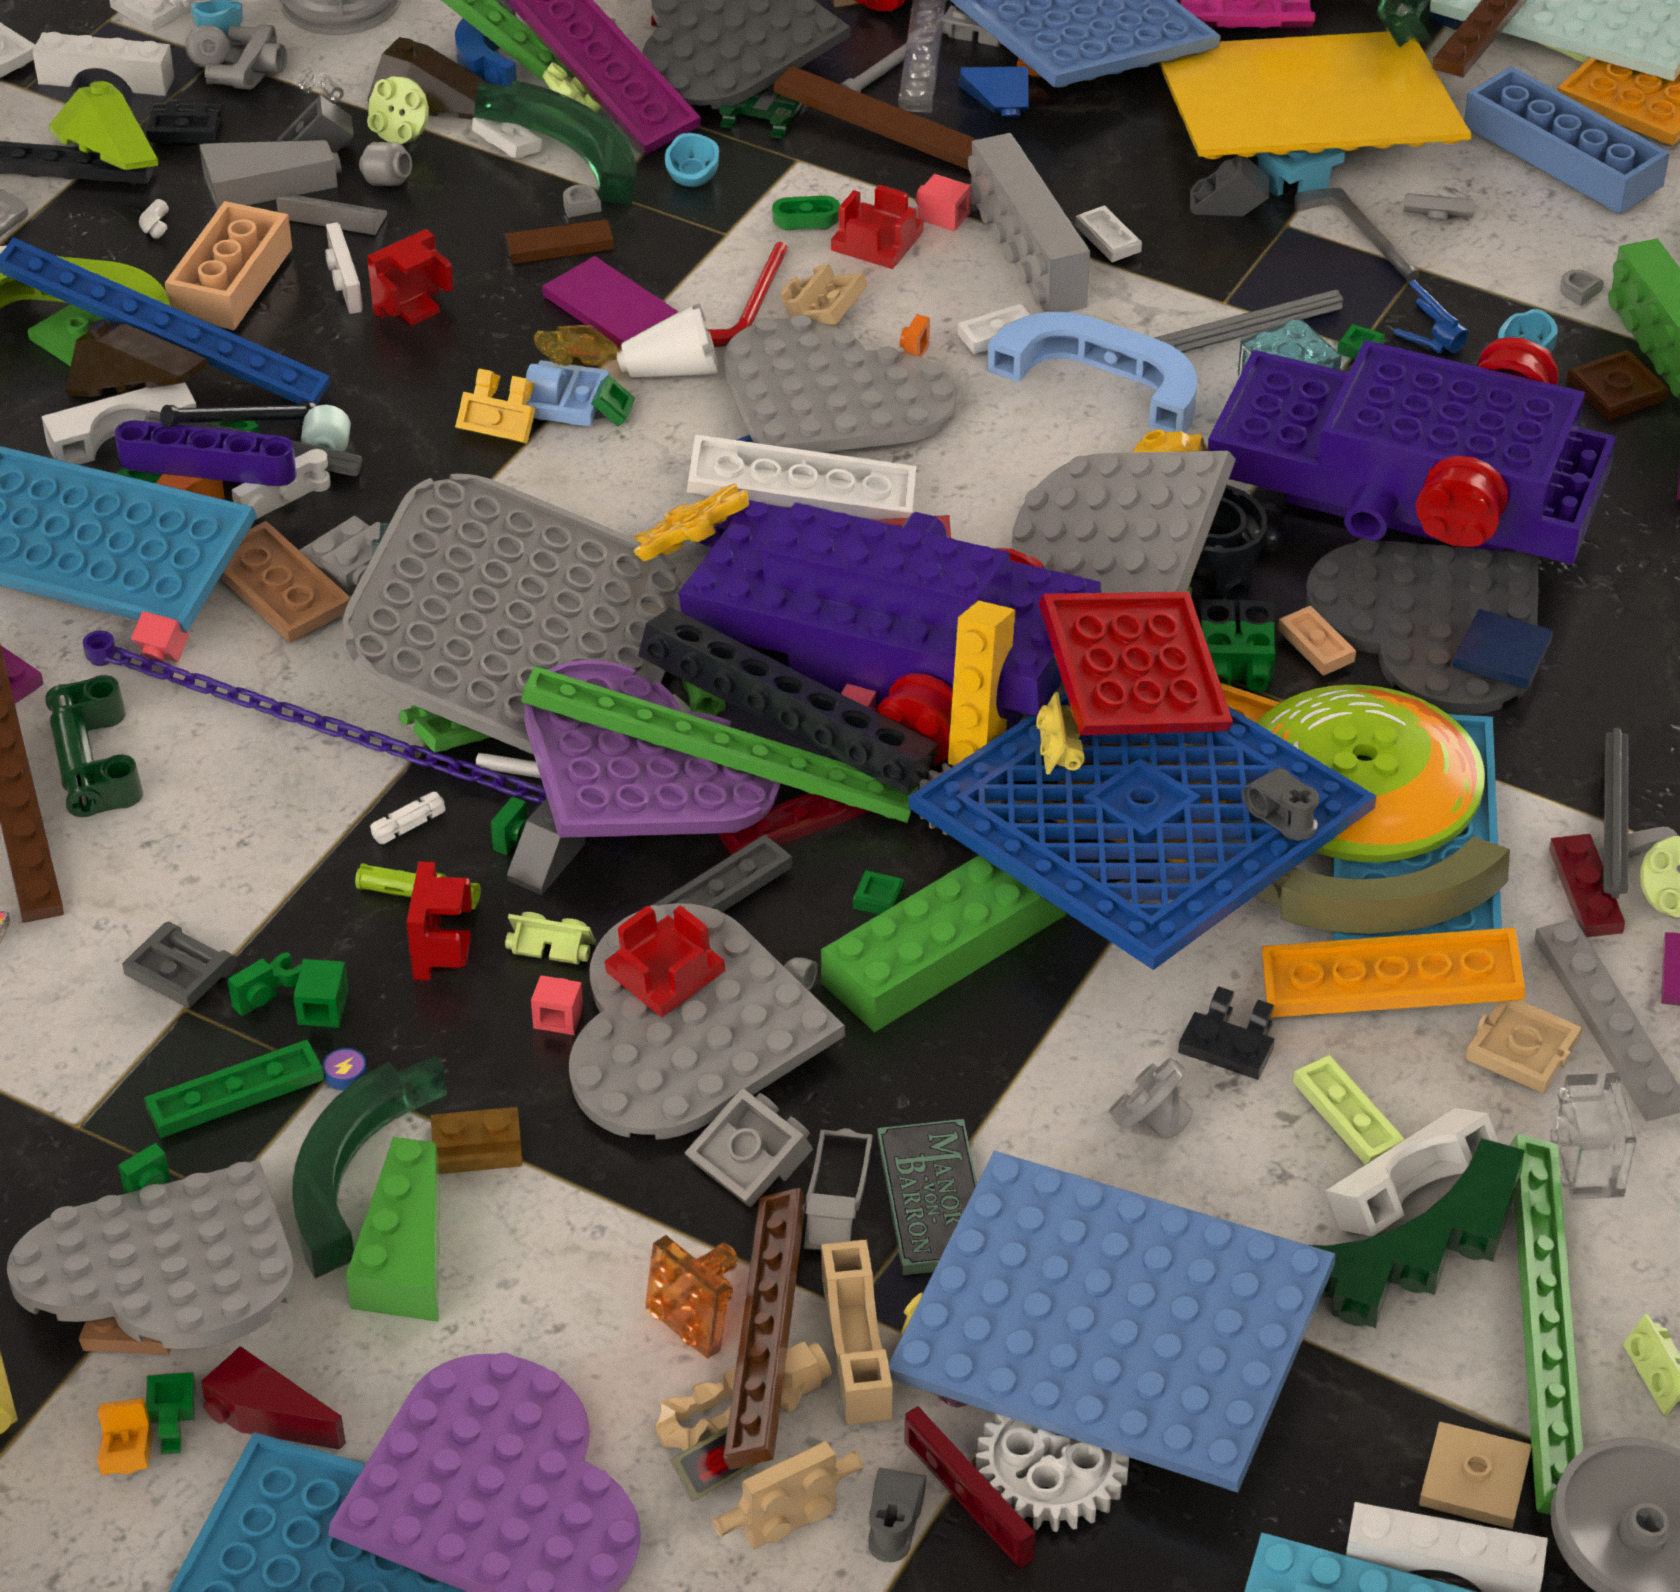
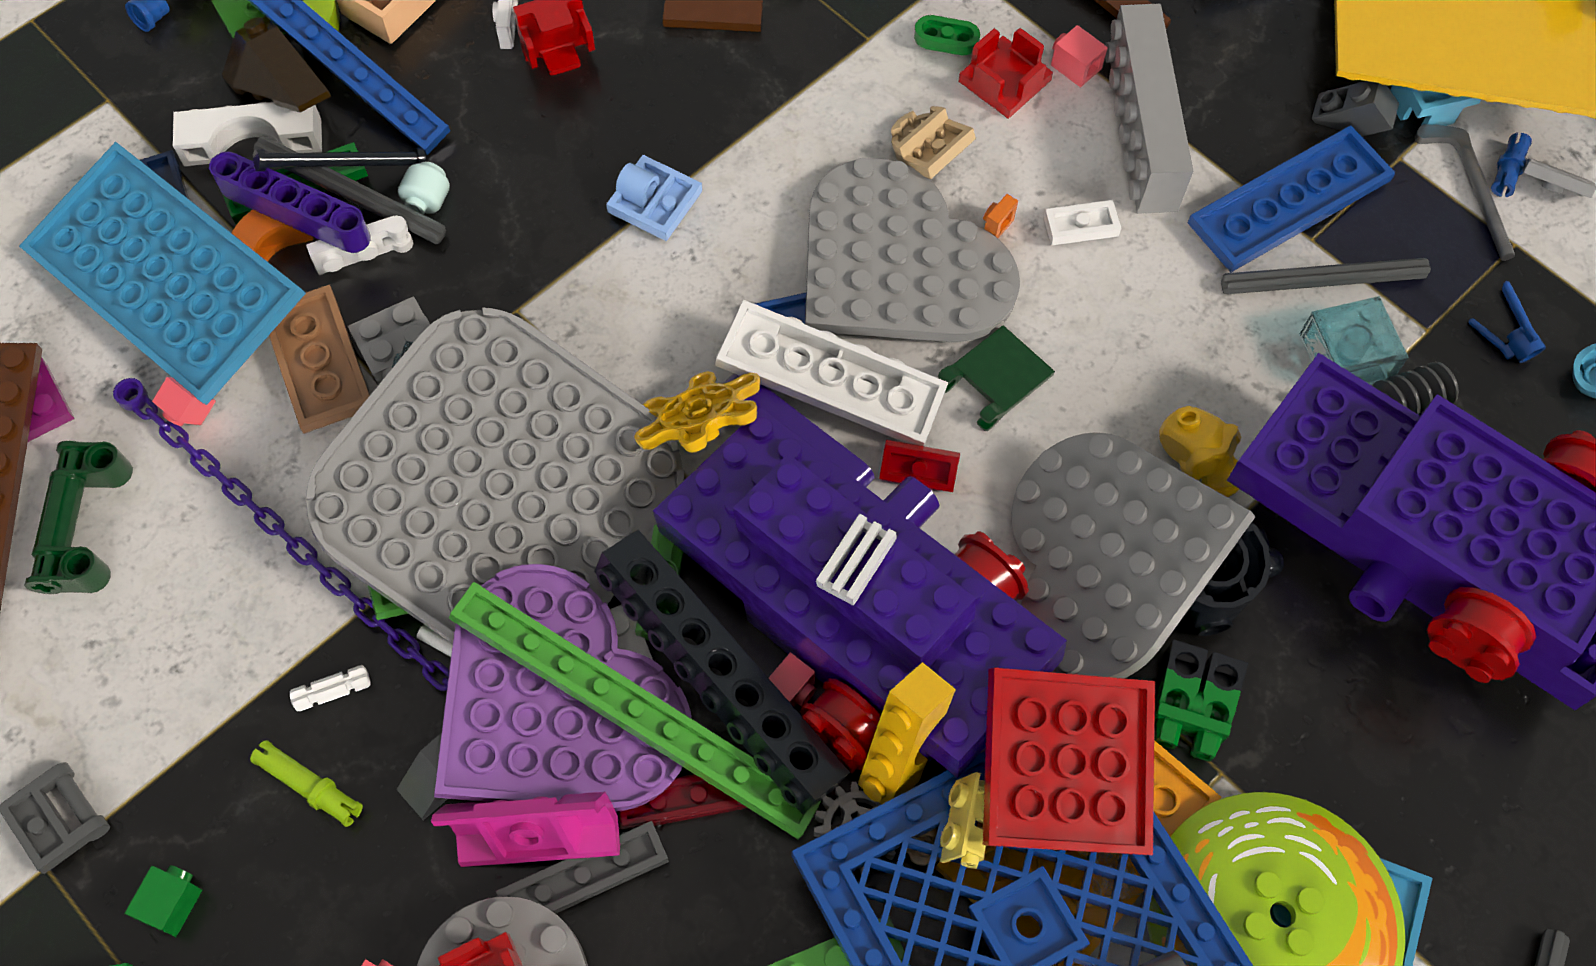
camera: 15 degrees right, 20 degrees up
(258, 982) = (108, 872): green plate -> none
(427, 942) = (292, 854): red panel -> none
(497, 417) = (579, 211): yellow plate -> none
(509, 825) = (415, 733): green plate -> none
(565, 938) = (420, 895): yellowish green hinge -> none
(575, 341) = (689, 149): clear yellow plate -> none
(606, 300) = (737, 103): magenta tile -> none
(613, 400) = (694, 219): green tile -> none
(655, 851) = (532, 829): none -> dark pink piece
(671, 348) = (767, 173): white cone -> none
(722, 336) = (823, 164): red piece -> none
(878, 892) = (741, 923): green tile -> none
(895, 528) = (872, 531): none -> white tile
(963, 457) = (1001, 371): none -> dark green flag
(1104, 346) = (1183, 277): light blue arch -> none
(1108, 233) = (1223, 131): white plate -> none
(1191, 271) = (1290, 198): none -> blue plate
(1316, 640) = (1279, 713): light nougat plate -> none
(1354, 338) = (1432, 328): green tile -> none
(1392, 206) = (1511, 164): none -> blue pin
(1417, 607) = (1415, 734): dark grey plate -> none
(1503, 649) = (1469, 792): dark blue tile -> none

